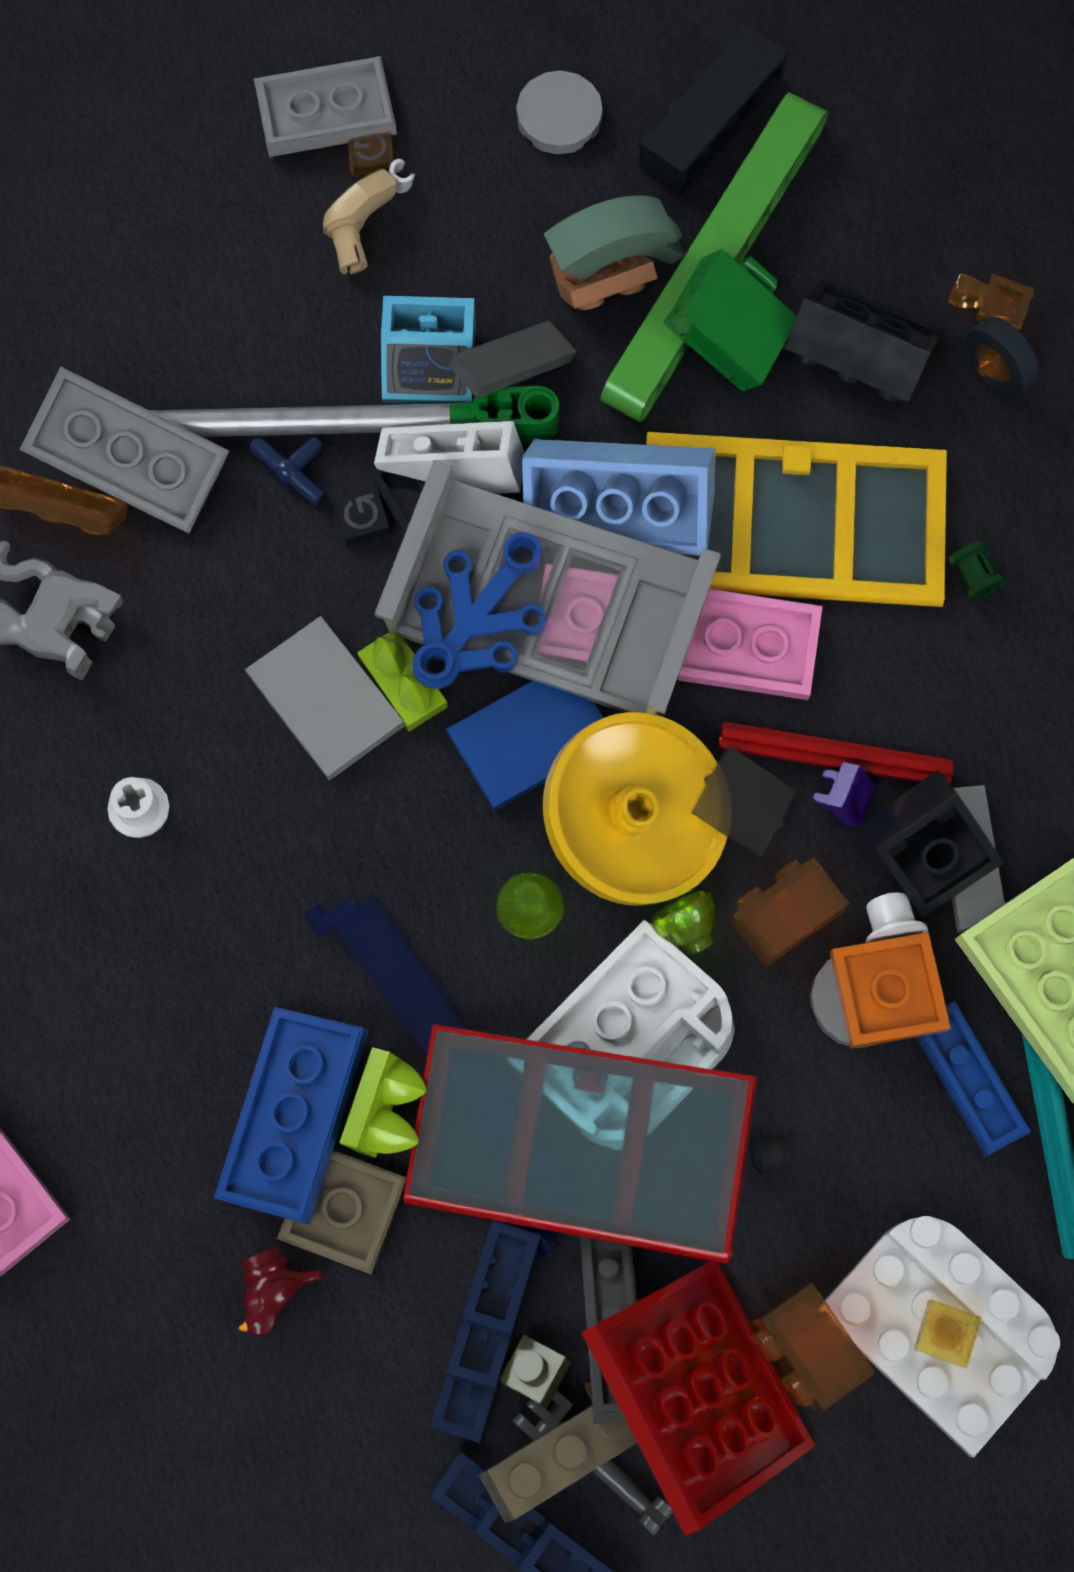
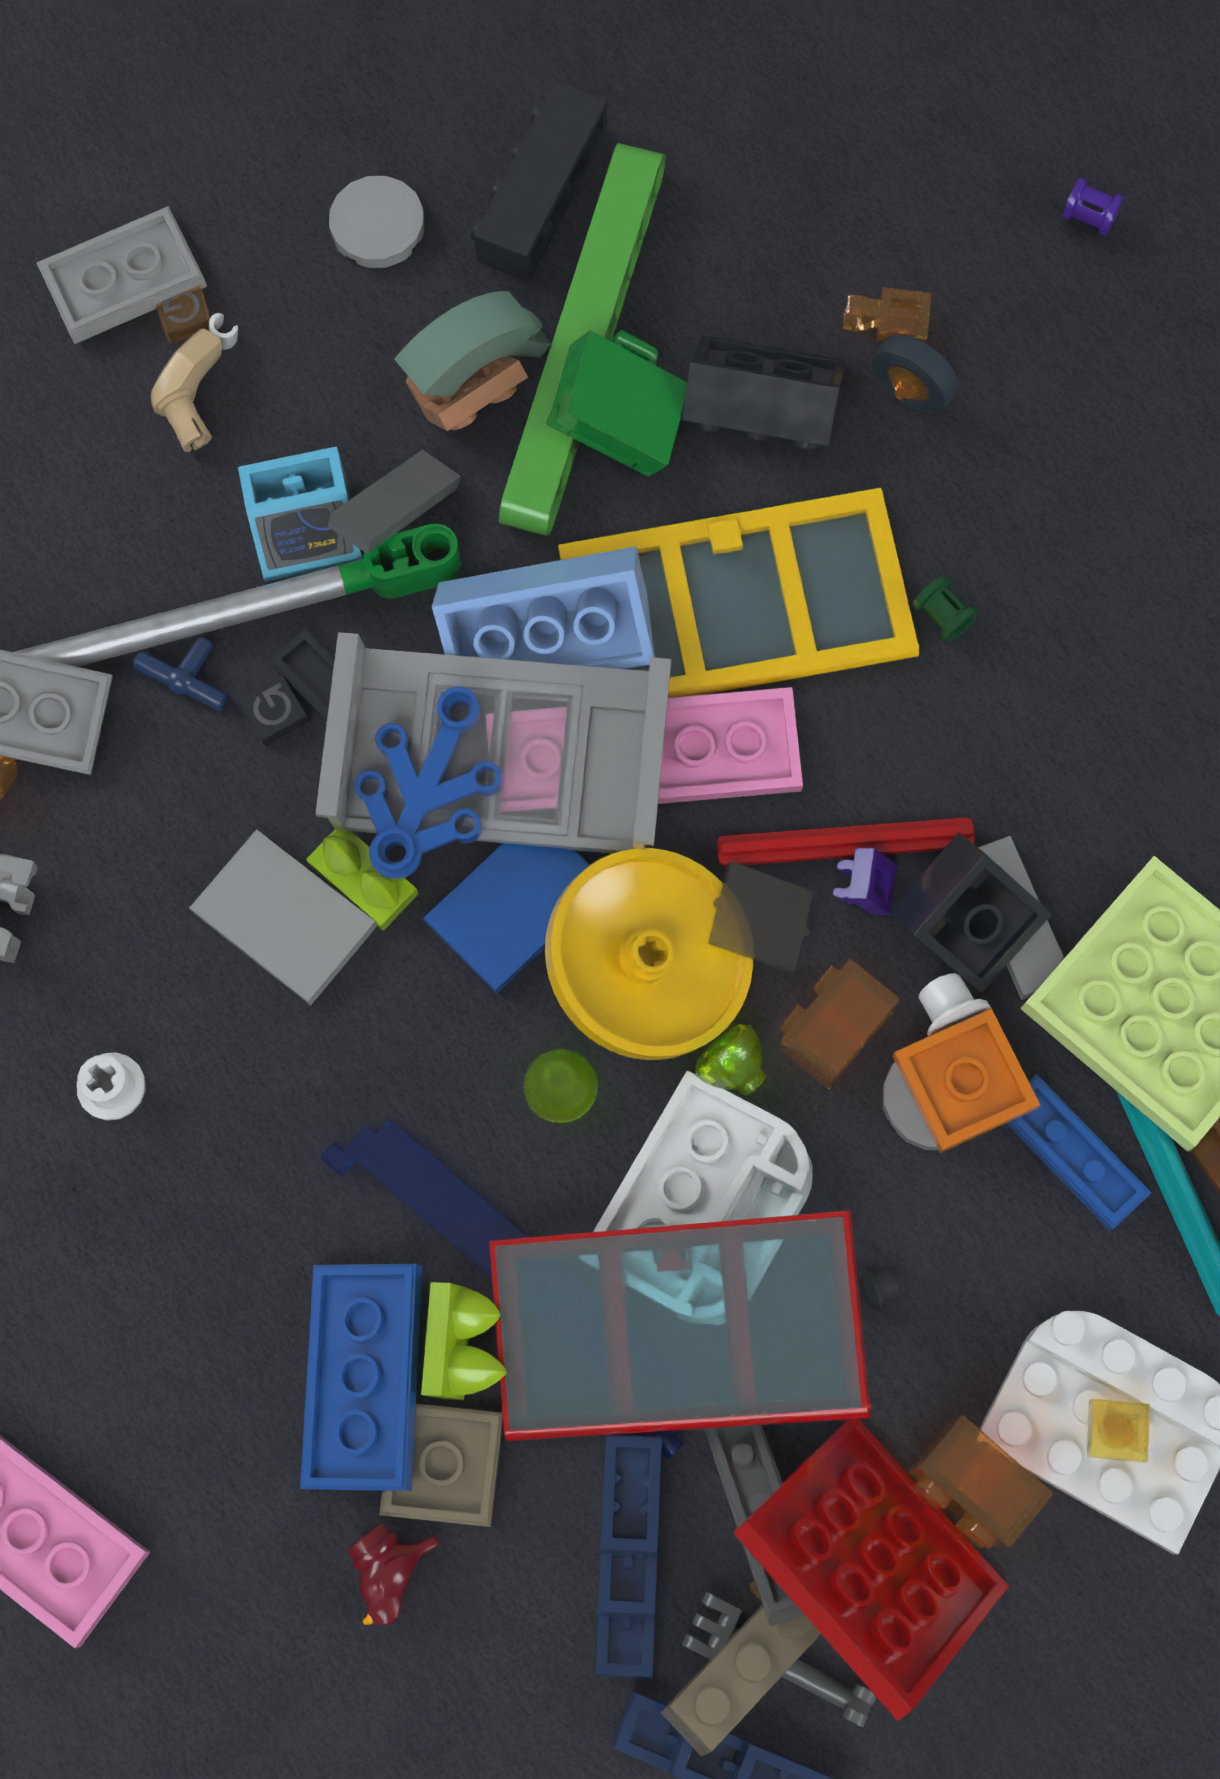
camera: 10 degrees left, 0 degrees up
(480, 453) = (384, 612): white slope -> none
(535, 1371) = (692, 1585): olive plate -> none

